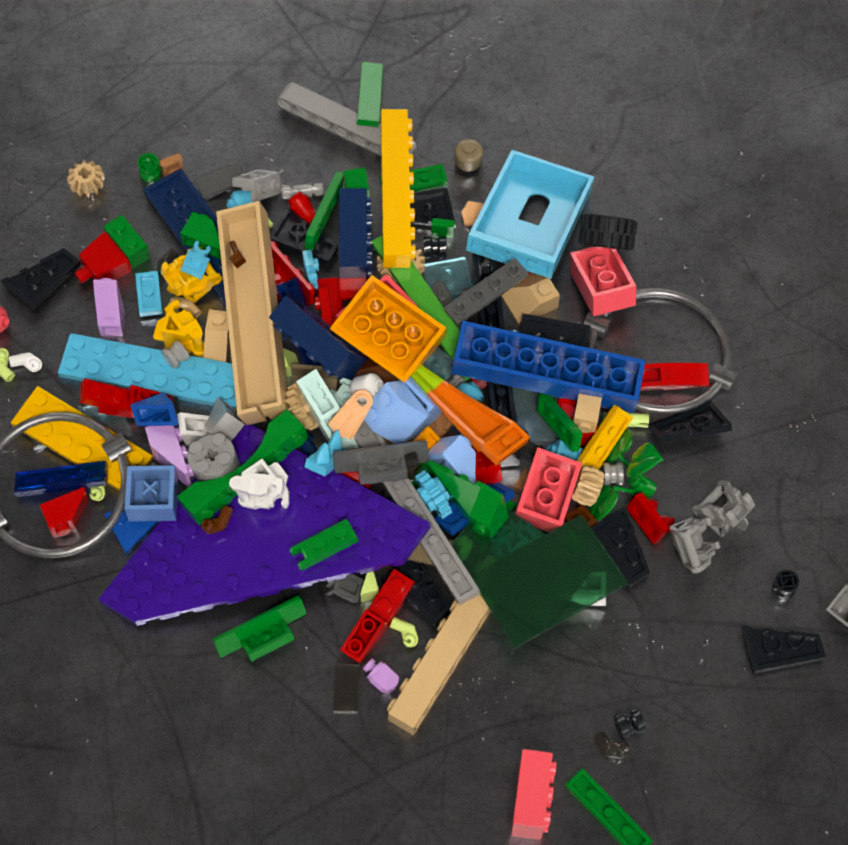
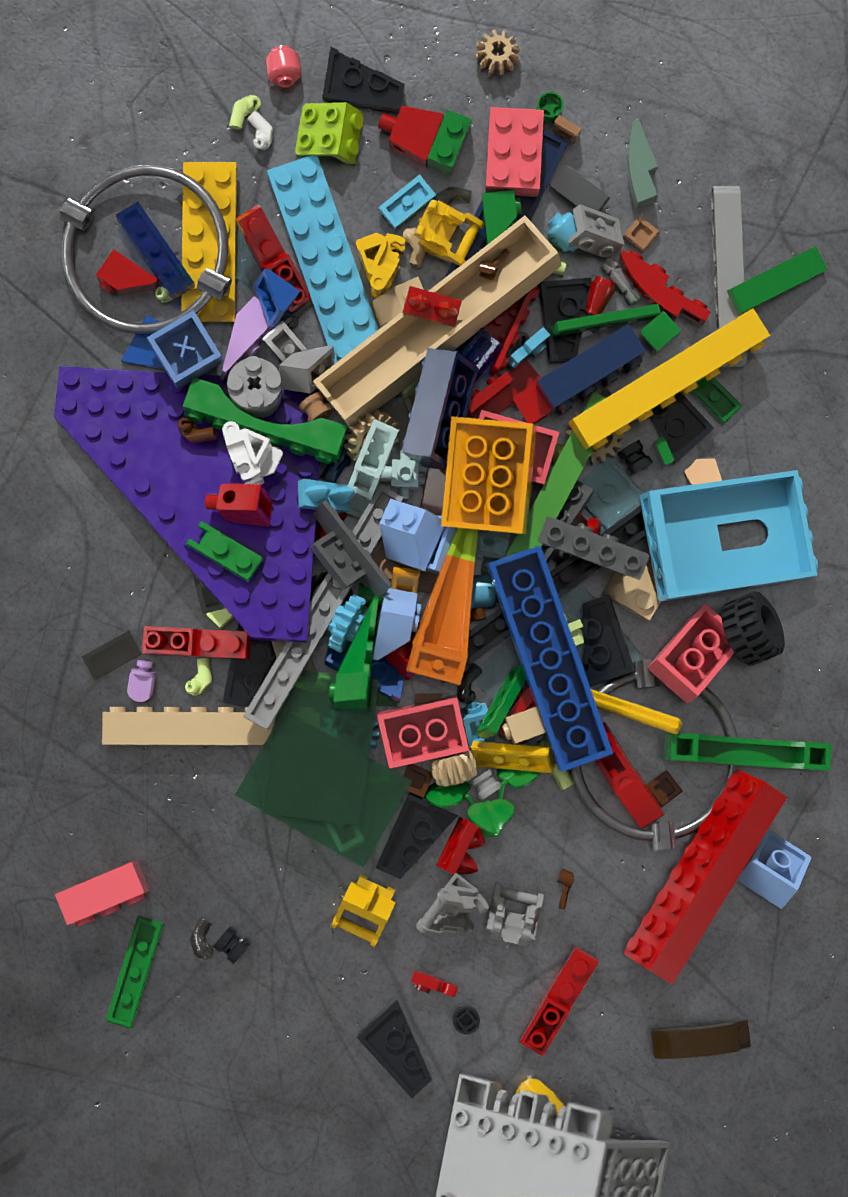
camera: 55 degrees right, 20 degrees up
(59, 315) = (330, 131): none -> lime bracket
(109, 307) = (357, 177): lavender slope -> none
(164, 199) = (514, 151): none -> coral brick
(175, 354) = (348, 275): light grey wheel -> none
(196, 261) = (457, 231): medium azure plate -> none
(230, 135) = (640, 166): none -> sand green slope
(239, 304) = (432, 306): none -> red tile
(257, 428) = (315, 407): none -> medium nougat wheel
(263, 632) = (116, 544): green bracket -> none
(278, 161) = (641, 234): none -> medium nougat tile
(296, 510) = (242, 504): none -> red torso
(322, 171) = (651, 283): none -> red slope
(351, 414) = (379, 493): light nougat piece -> none
(369, 382) = (419, 490): white head -> none
(411, 461) = (364, 584): clear smoke hand -> none
(468, 155) = (766, 427): dark tan head -> none
(628, 329) = (637, 712): none -> yellow axle
(654, 602) = (368, 902): none -> yellow piece
(682, 302) = (747, 752): none -> green arch
(687, 355) = (664, 788): none -> reddish brown tile
(690, 424) = (586, 833): black wing -> none
(719, 459) = (567, 879): none -> reddish brown hand
(740, 597) = (425, 983): none -> red plate
(770, 360) = (705, 875): none -> red brick
(790, 318) = (775, 869): none -> light blue slope
(806, 513) = (558, 1001): none -> red slope

